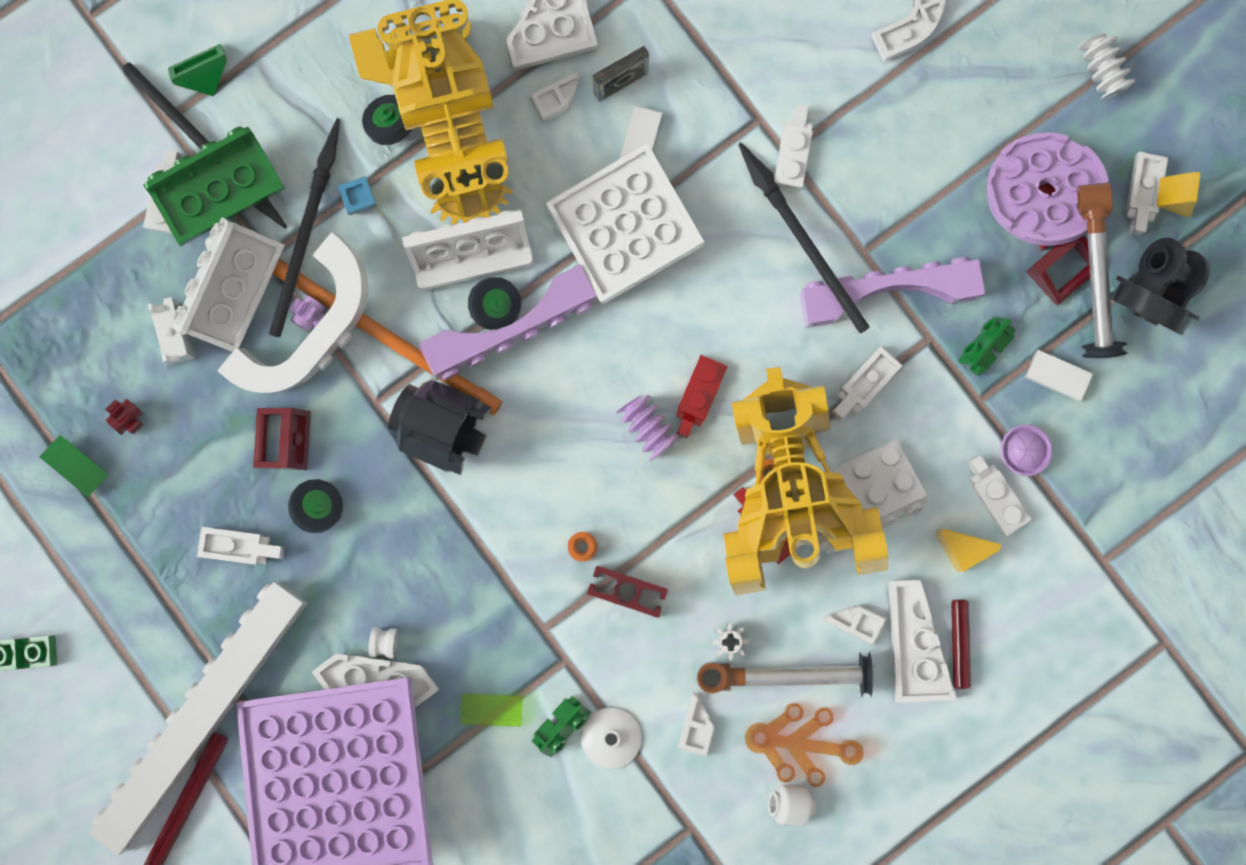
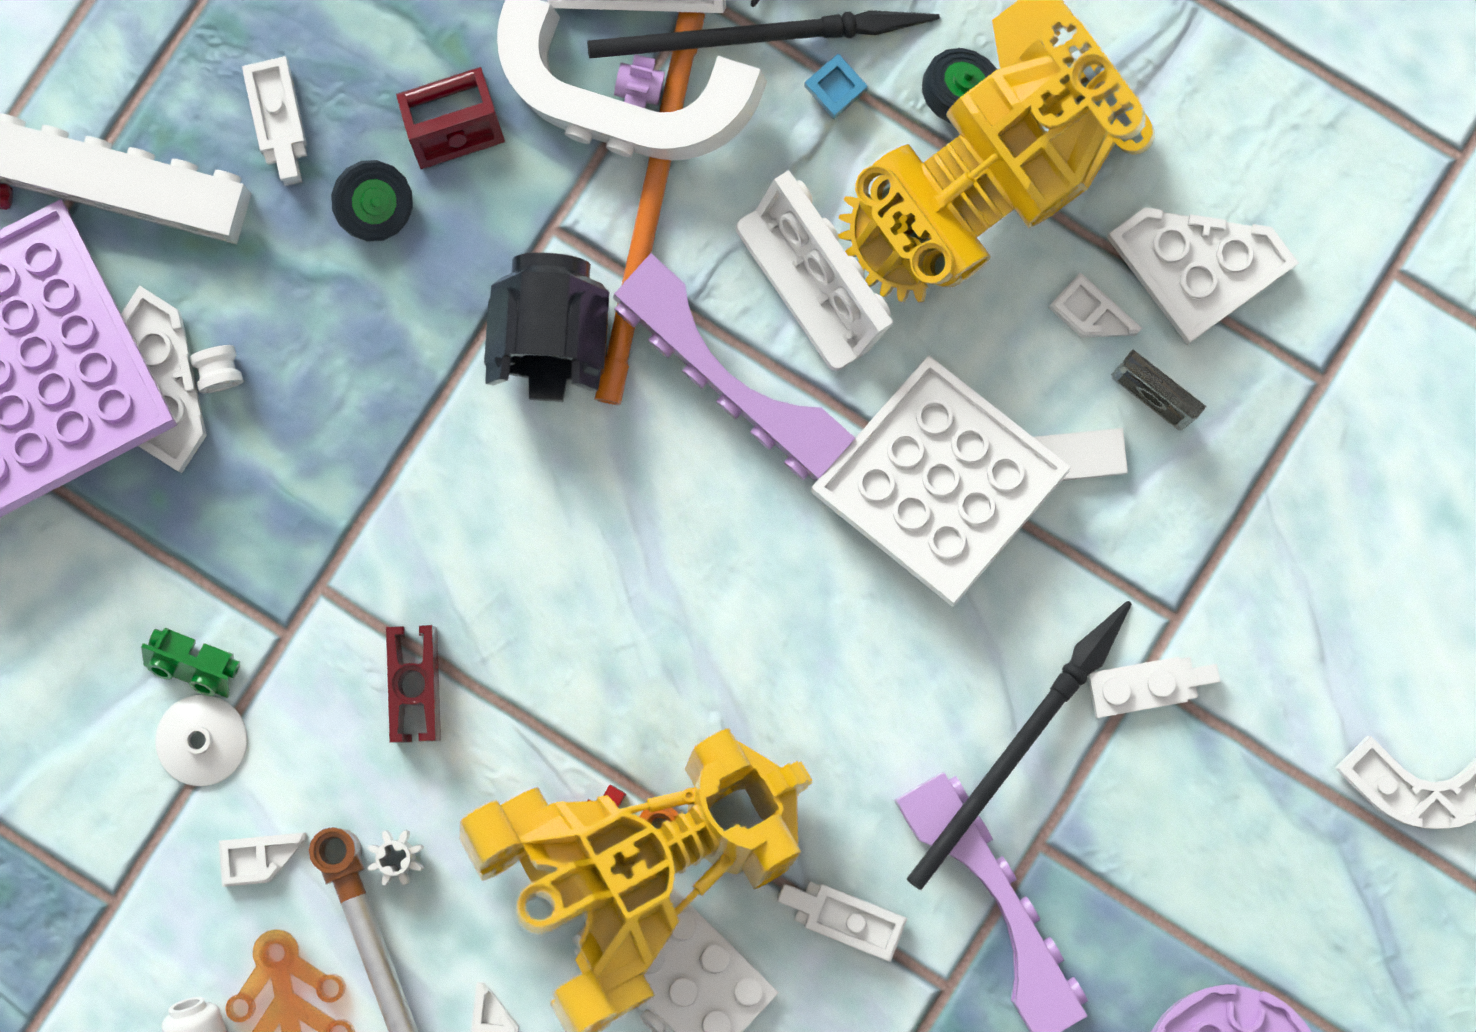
camera: 75 degrees right, 0 degrees up
(491, 709) = (179, 556): clear neon green tile -> none
(494, 303) = (754, 338): black wheel -> none
(592, 546) = (441, 592): orange plate -> none
(648, 426) = (660, 625): lavender piece -> none
(699, 394) = (736, 681): red hinge -> none

